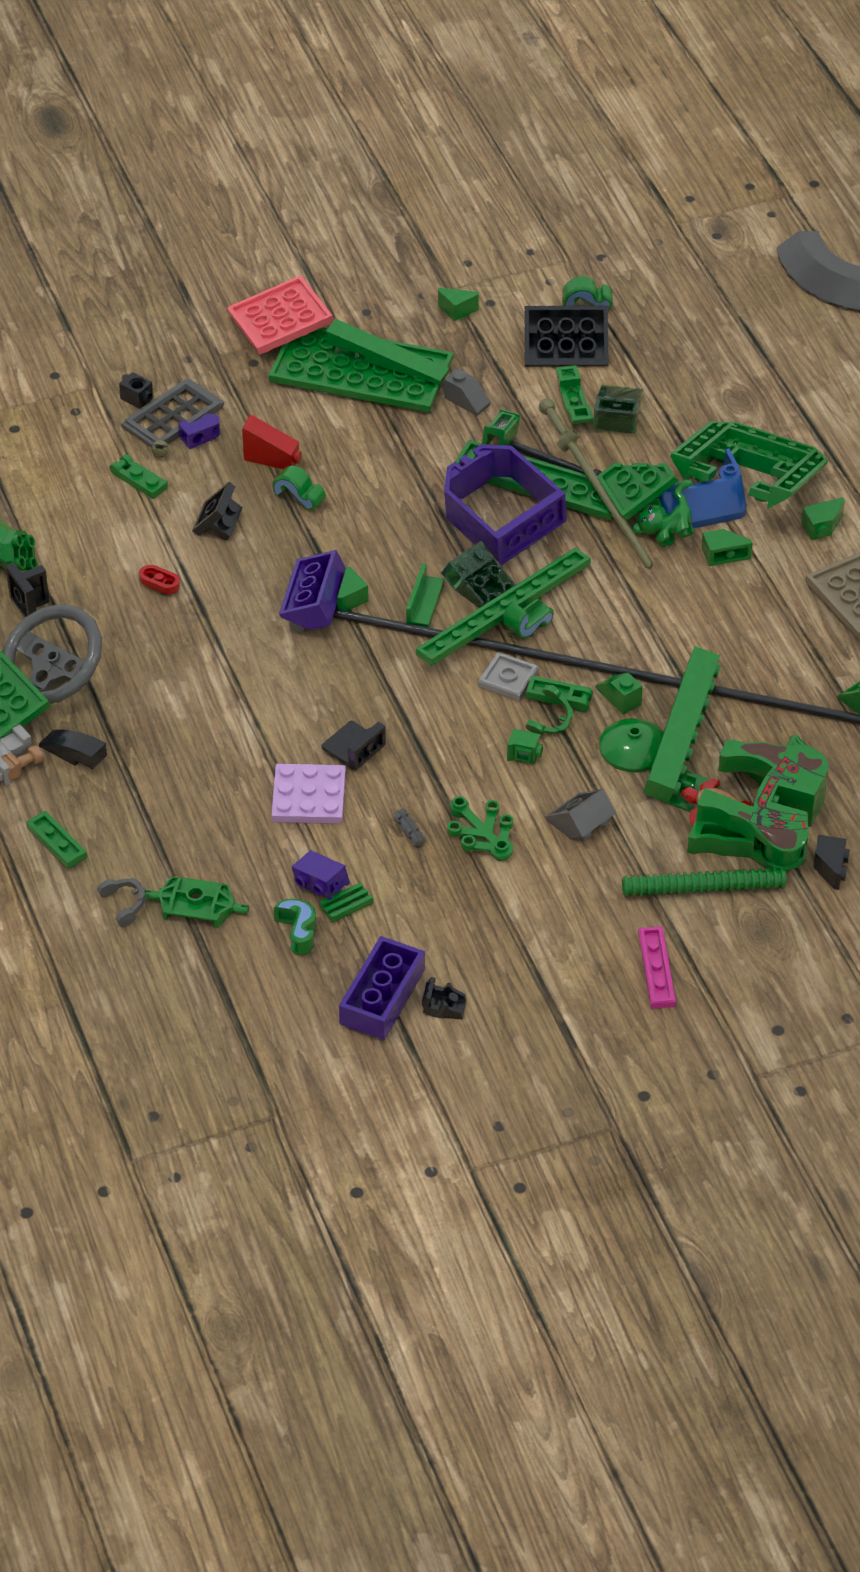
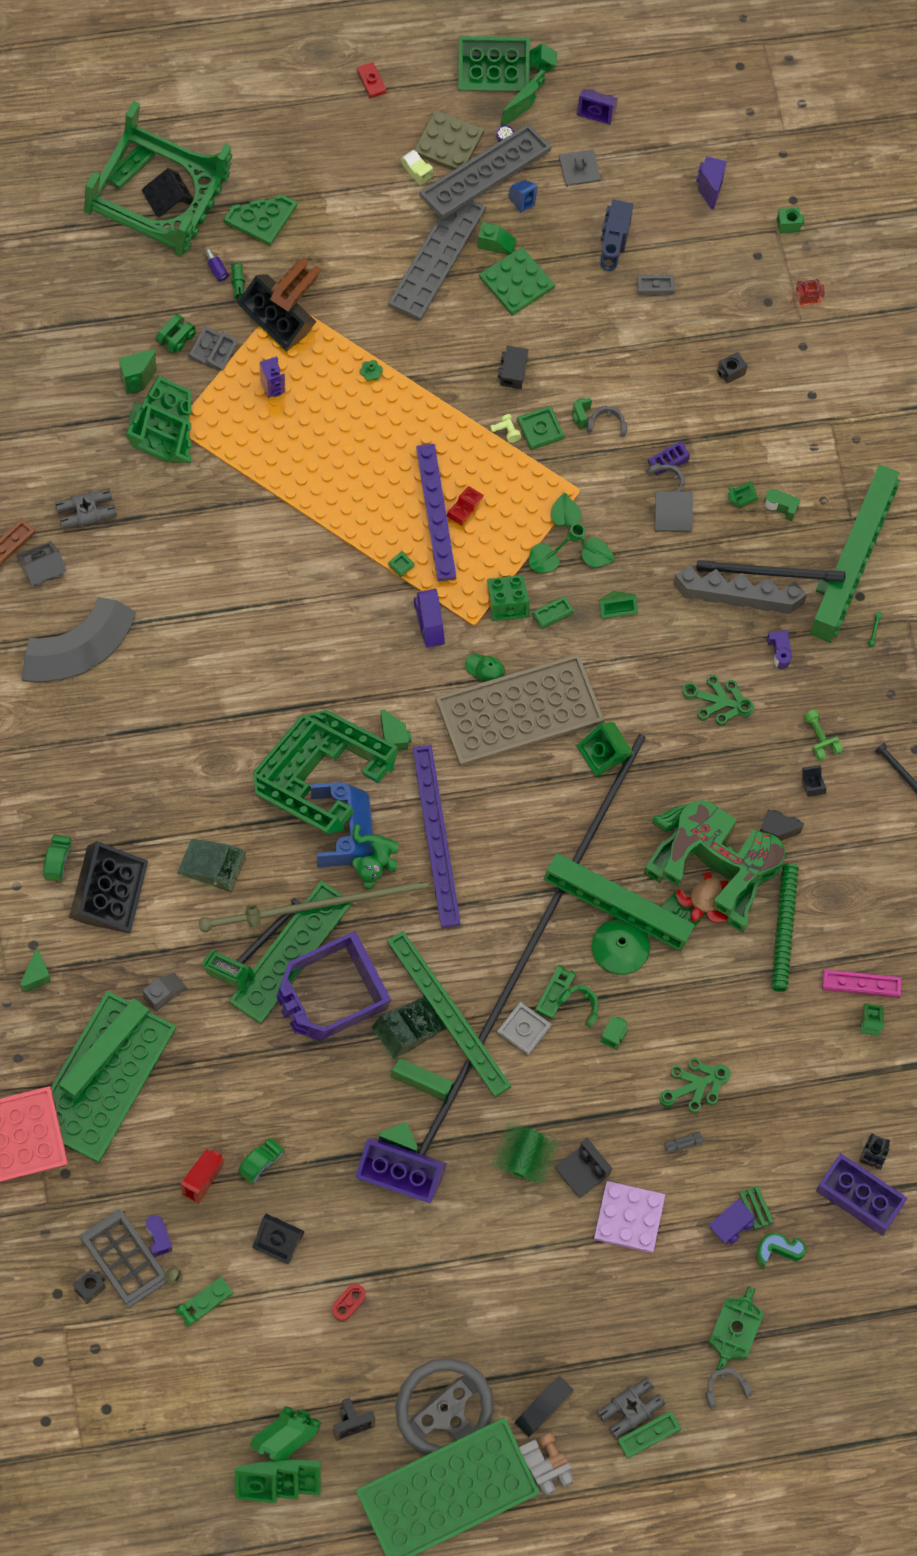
camera: 85 degrees left, 20 degrees up
(85, 819) = (632, 1397): none -> dark grey pin
(346, 676) = (526, 1153): none -> green piece
(527, 620) = (466, 997): green animal -> none
(572, 395) = (191, 900): green slope -> none
(582, 814) = (696, 1004): dark grey slope -> none
(610, 977) = (872, 1019): none -> green slope
(621, 691) = (562, 942): green slope -> none
(636, 485) = (338, 872): green plate -> none
(712, 571) = (436, 836): none -> dark purple plate
(725, 547) = (410, 821): green slope -> none

